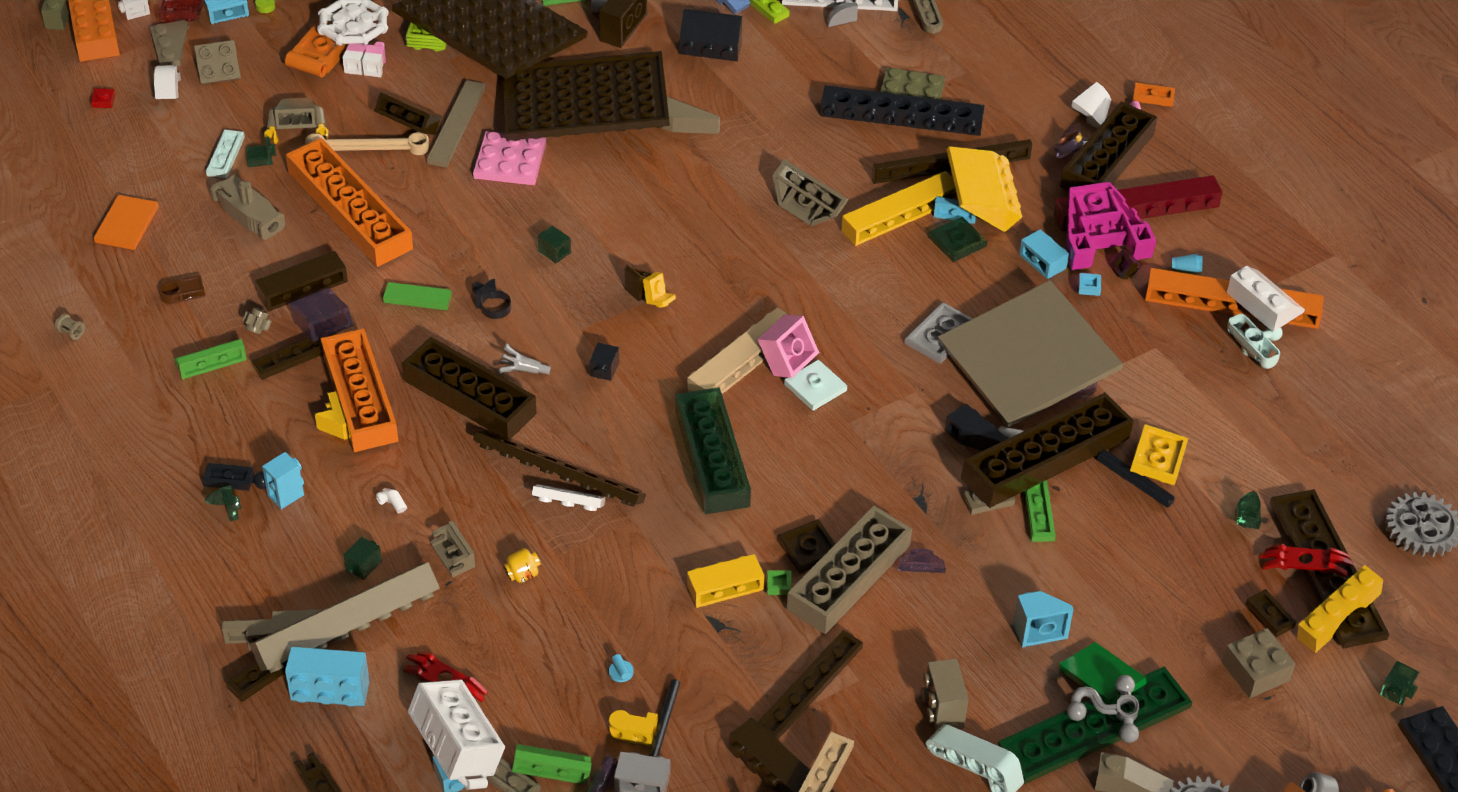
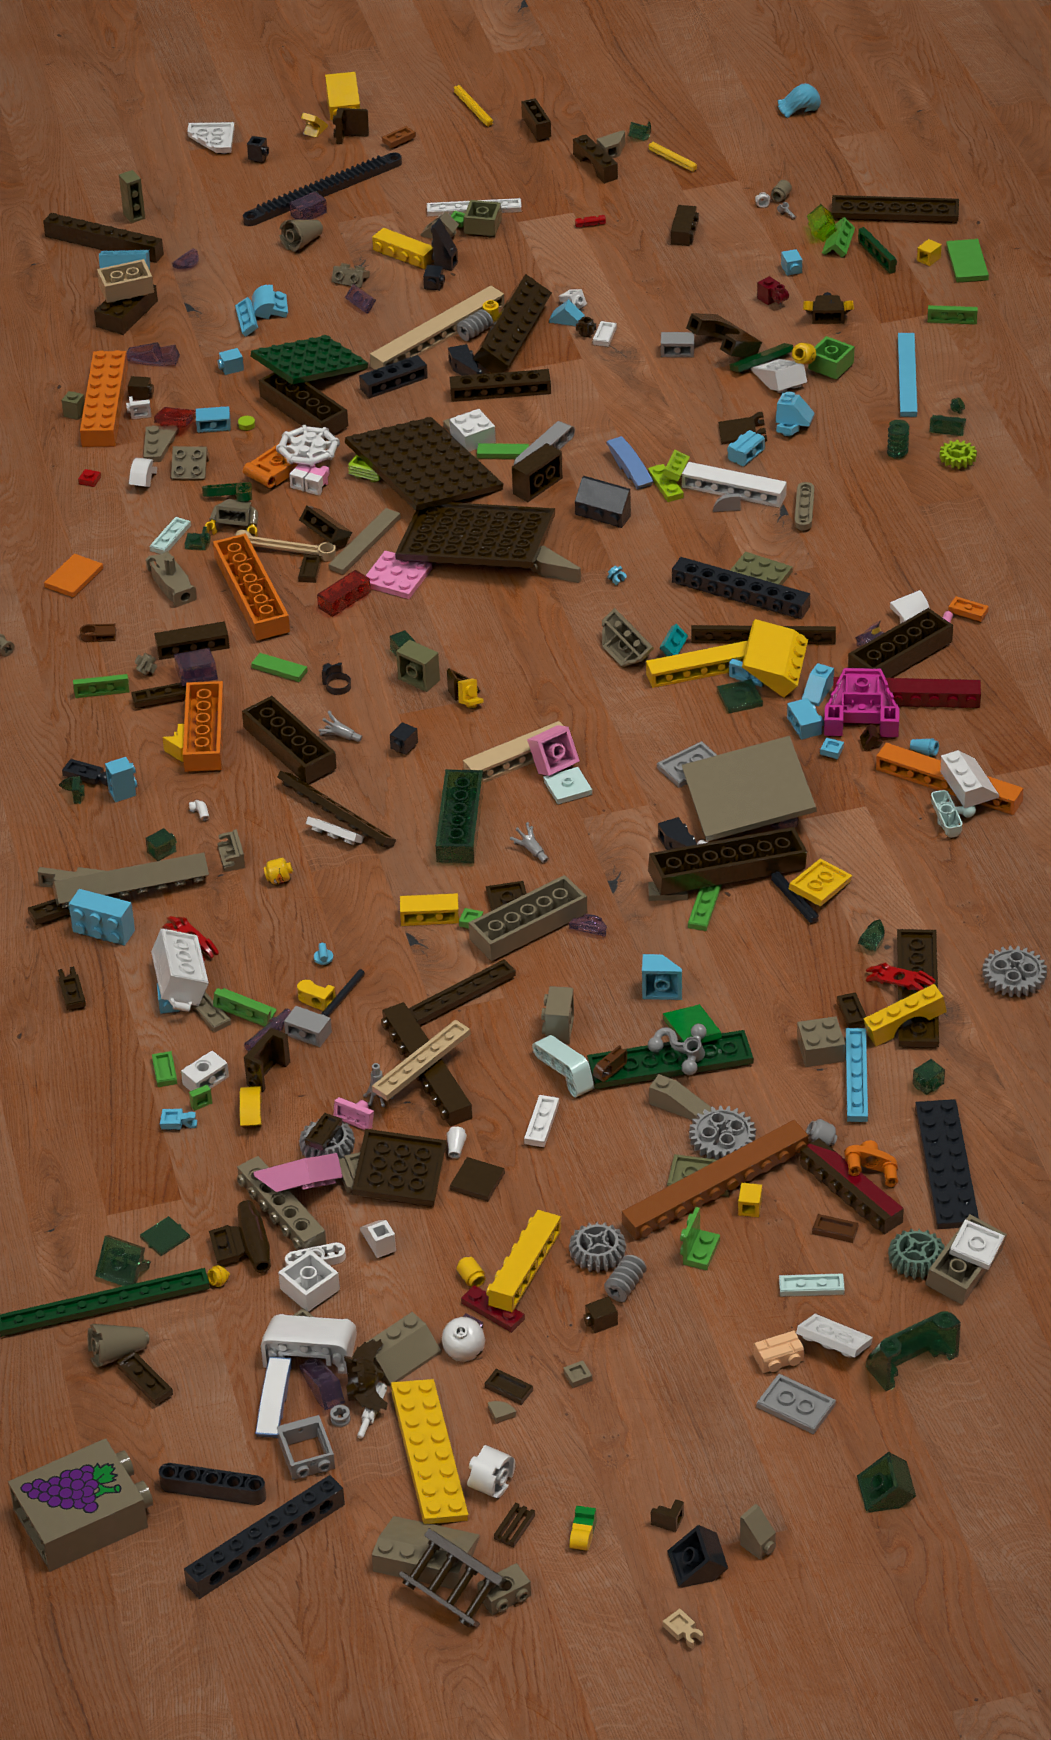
camera: 20 degrees right, 5 degrees down
(293, 84) = (242, 490): none -> dark green beam
(406, 167) = (309, 568): none -> dark brown tile
(459, 191) = (343, 593): none -> clear red brick
(586, 267) = (418, 665): none -> olive brick
(757, 117) = (616, 572): none -> medium azure plate
(809, 470) = (530, 843): none -> light grey piece
(858, 186) = (673, 641): none -> teal plate
(1037, 750) = (610, 1064): none -> reddish brown piece
(1040, 209) = (819, 684): none -> medium azure slope
(1319, 701) = (856, 1075): none -> medium azure plate

